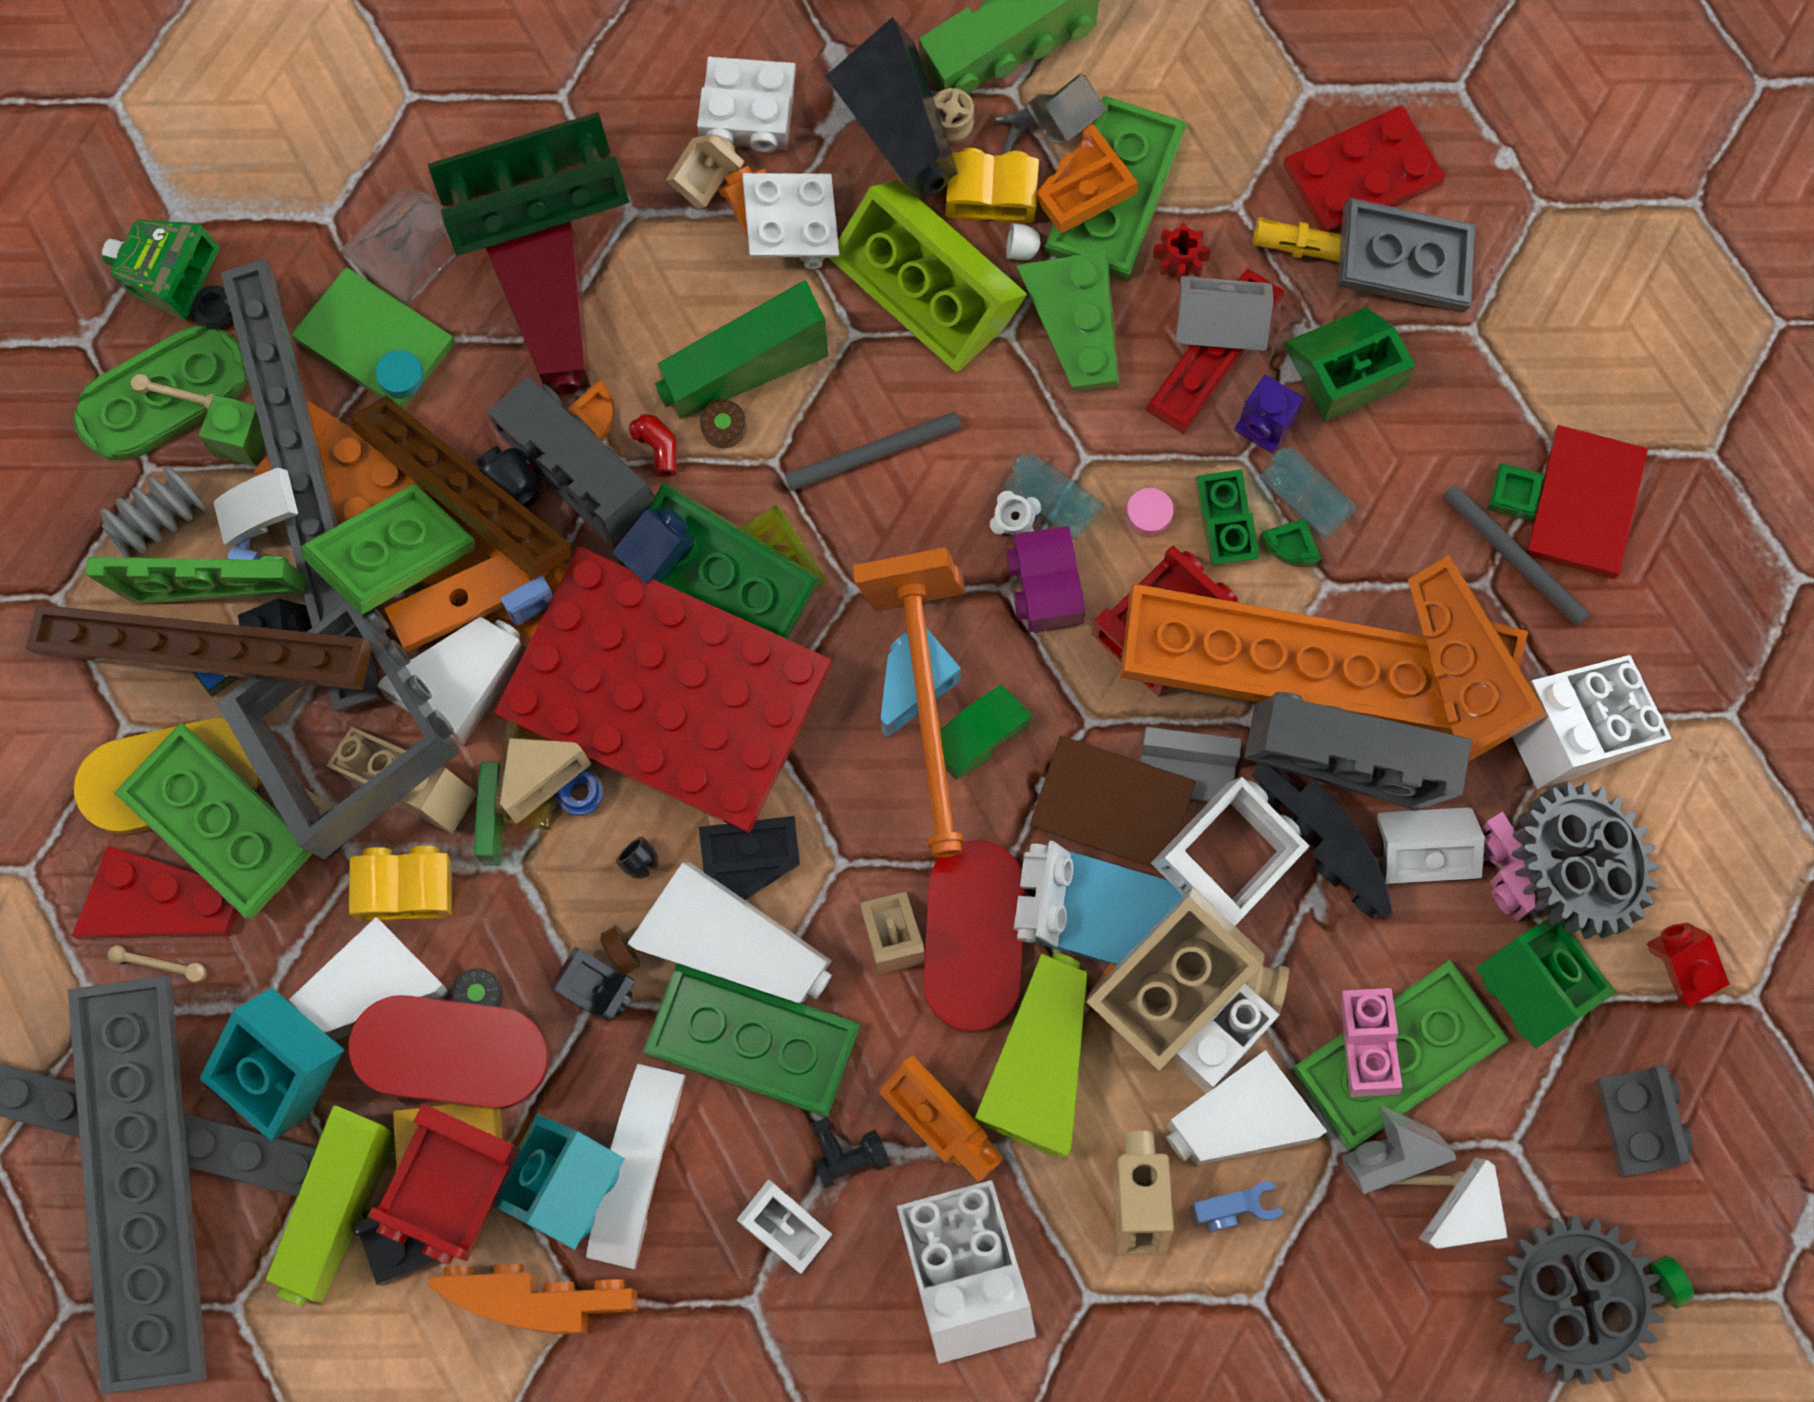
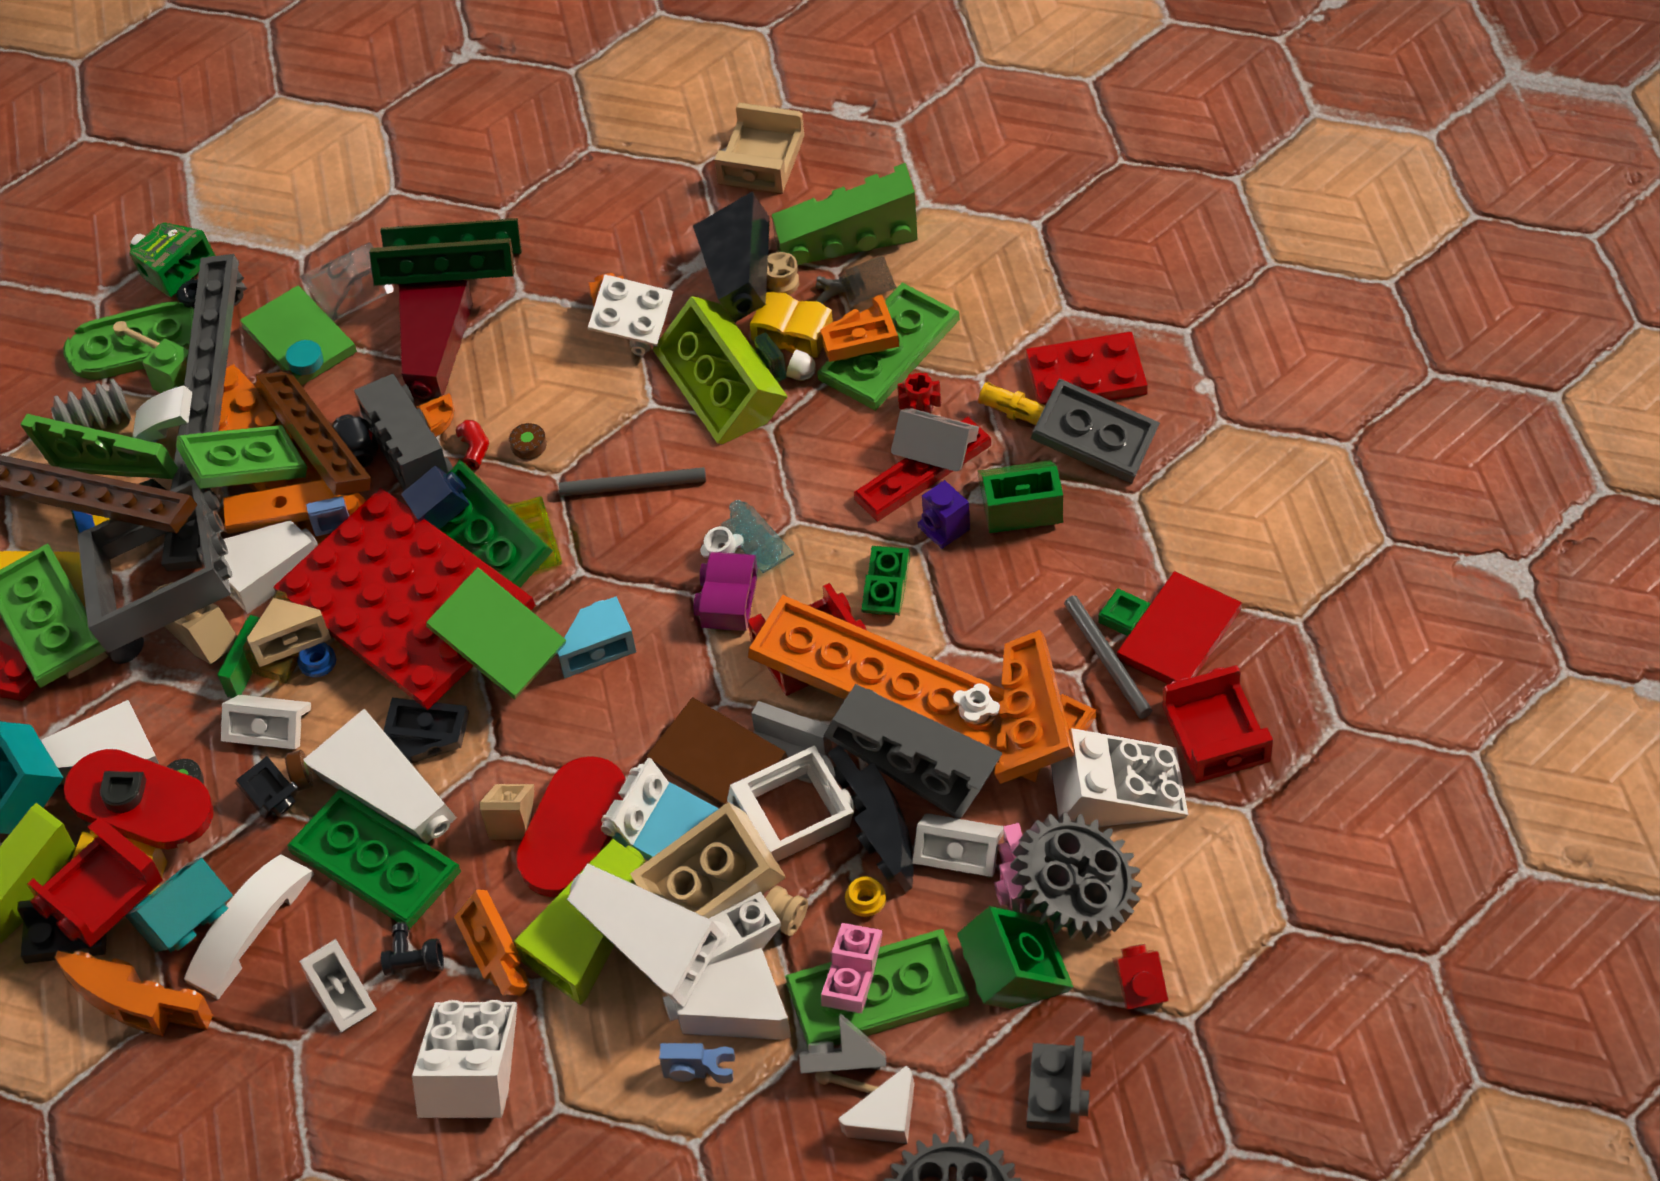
camera: 20 degrees right, 20 degrees down
(400, 885) = (159, 690): yellow brick -> none
(429, 1052) = (122, 790): none -> pearl dark grey tile
(548, 891) = (263, 721): none -> white panel
(636, 858) = (338, 711): black hinge -> none
(703, 168) = (580, 269): tan bracket -> none
(745, 352) = (561, 392): green slope -> none
(748, 102) = (632, 239): white plate -> none
(807, 722) = (496, 633): none -> bright green tile
(909, 583) = (608, 564): orange tile -> none
(980, 728) = (625, 683): green slope -> none
(984, 238) = (771, 356): none -> clear green tile
(1078, 316) = (823, 422): bright green wing -> none
(1141, 1212) = (622, 1021): tan torso -> none
(1142, 1076) = (652, 932): none -> white slope
(1149, 511) = (827, 565): bright pink tile -> none
(1292, 544) = (930, 611): green tile -> none
(1307, 491) = (956, 575): clear light blue hinge -> none
(1353, 928) = (865, 887): none -> yellow plate
(1396, 679) = (974, 712): none -> white plate
(1669, 618) = (1215, 724): none -> red panel

